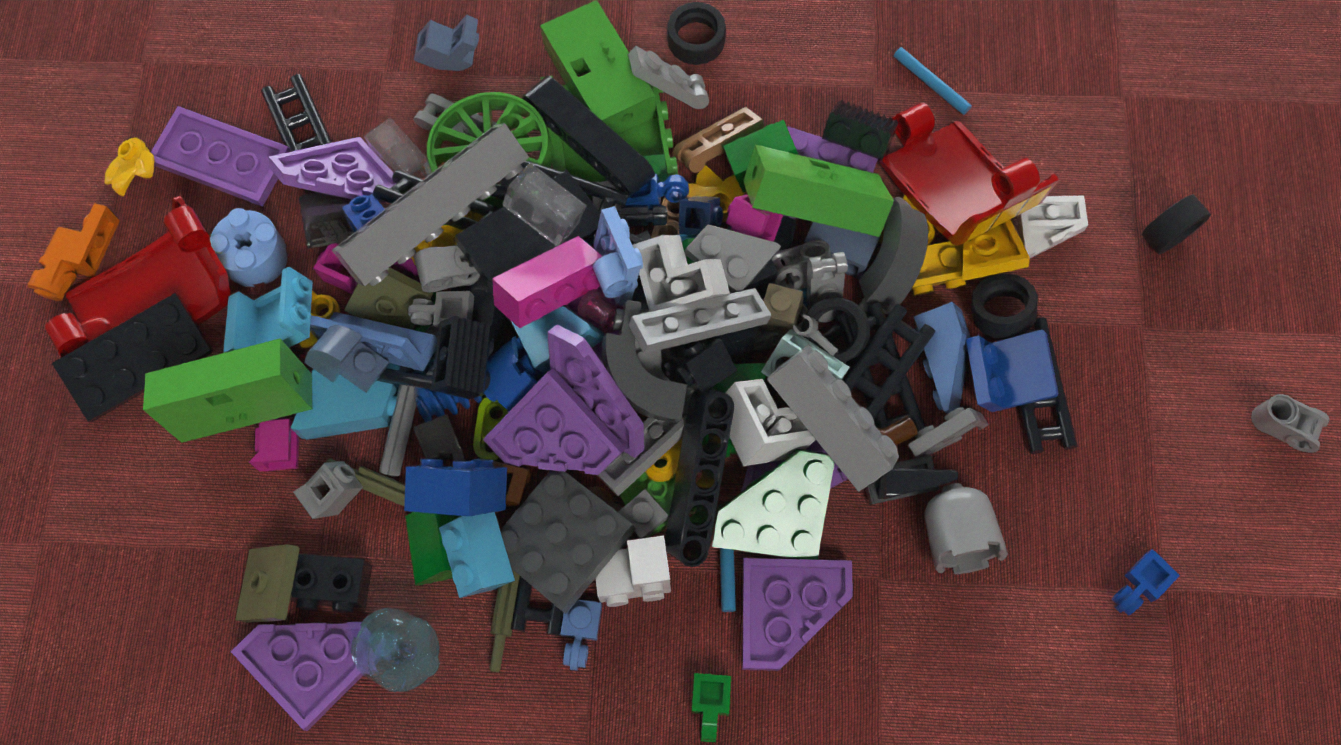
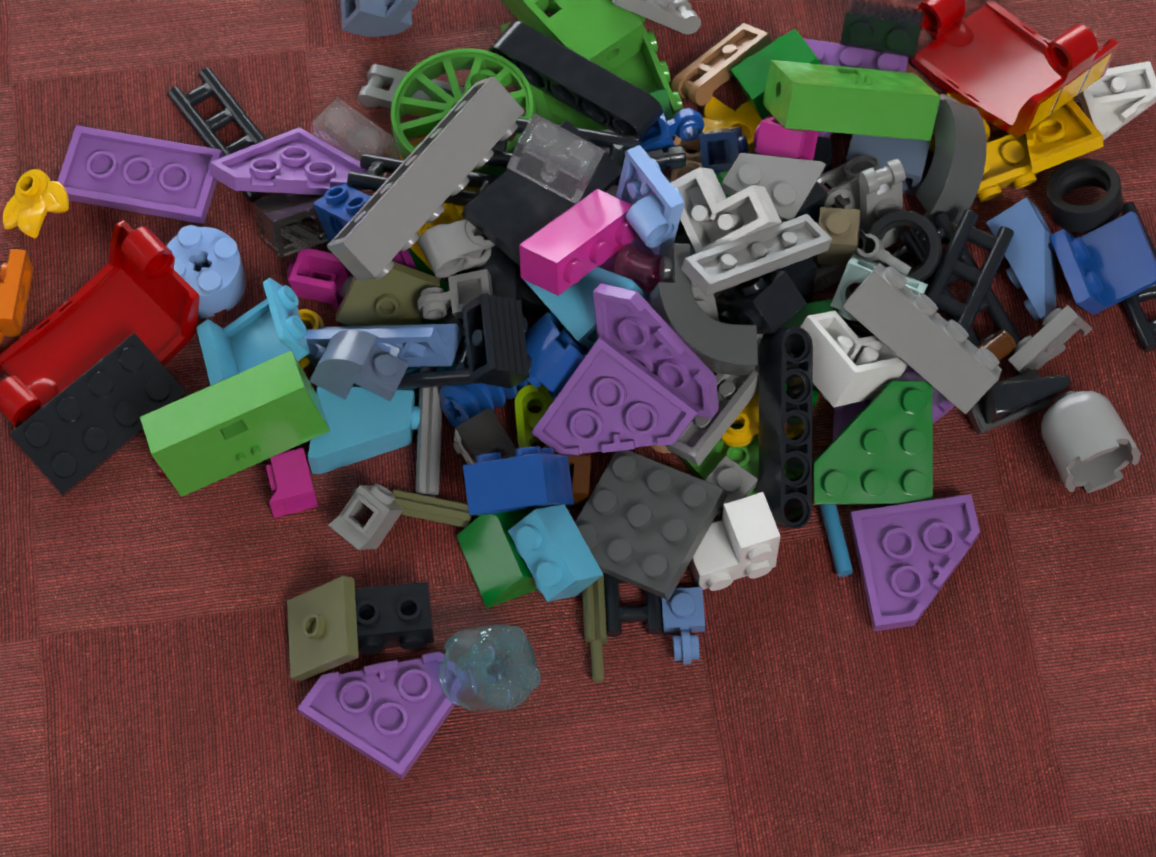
camera: 10 degrees left, 5 degrees down
(711, 699) = (847, 665): green plate -> none

